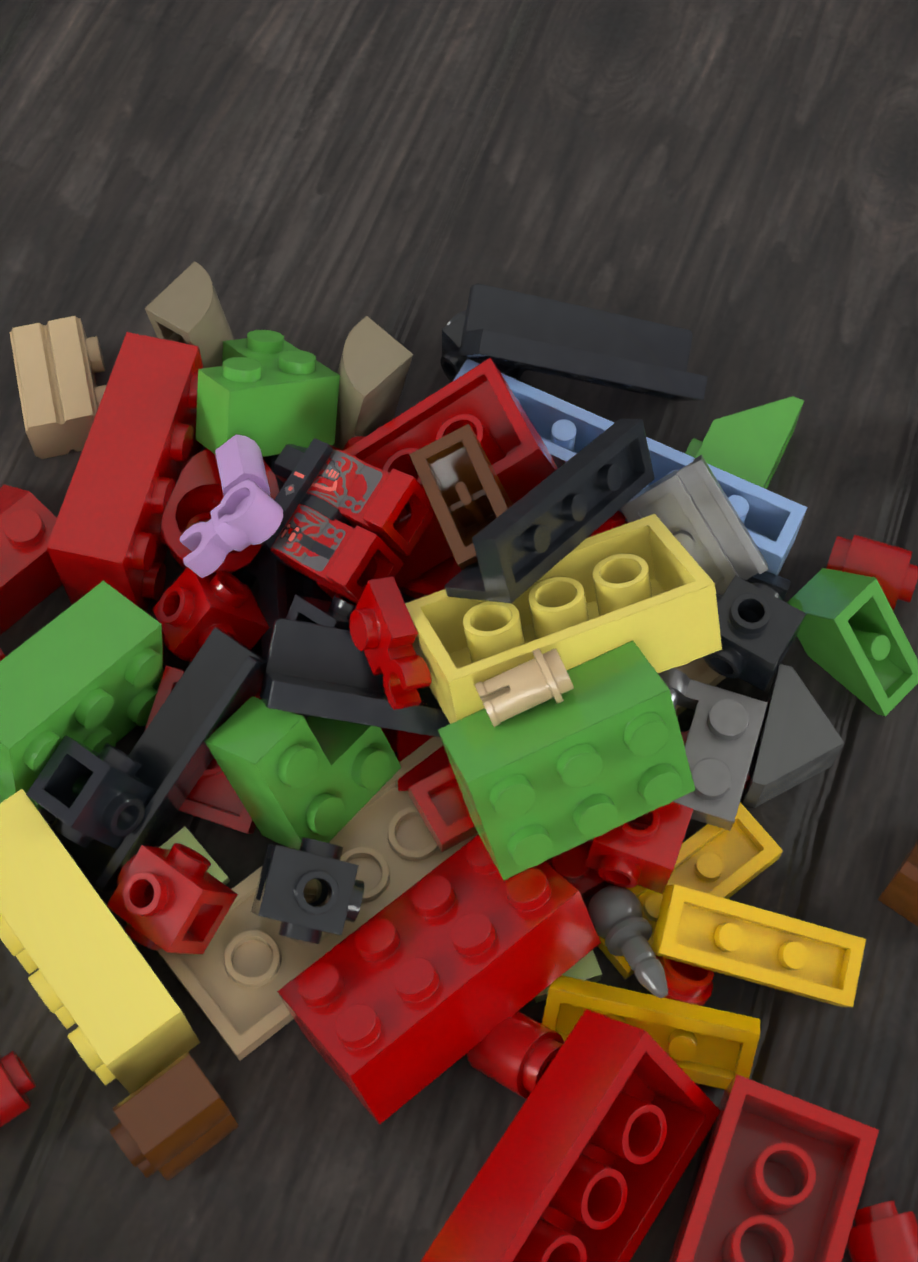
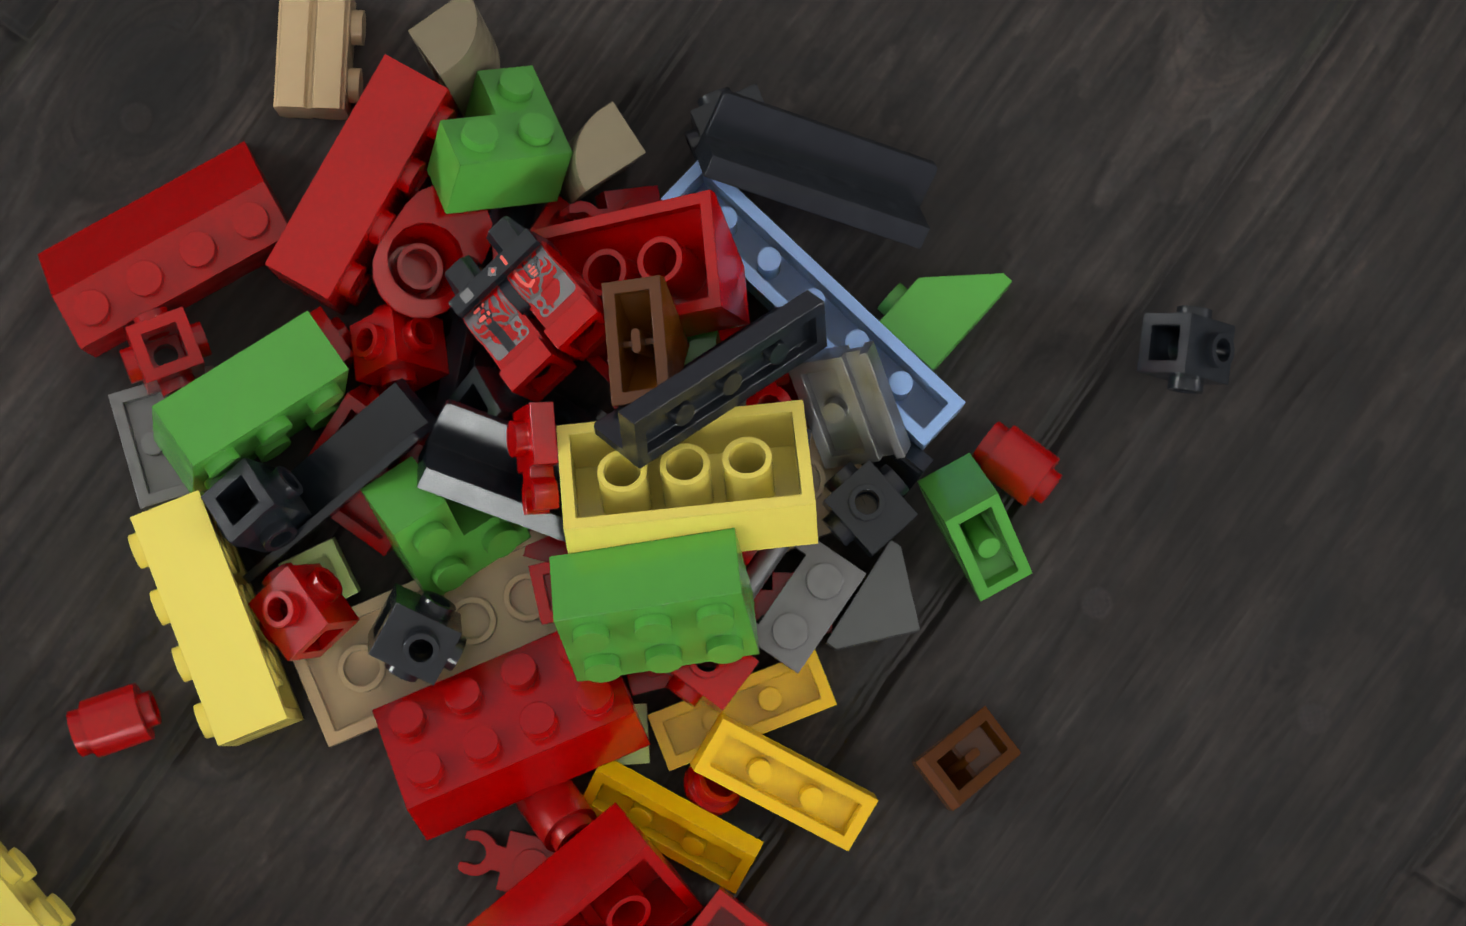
camera: 20 degrees right, 20 degrees up
(171, 1120) = (264, 790): reddish brown brick -> none
(243, 516) = (447, 284): lavender bar -> none
(475, 1132) = (513, 861): none -> red plate
(525, 686) = (628, 551): tan pin -> none
(619, 921) = (673, 724): dark grey bar -> none

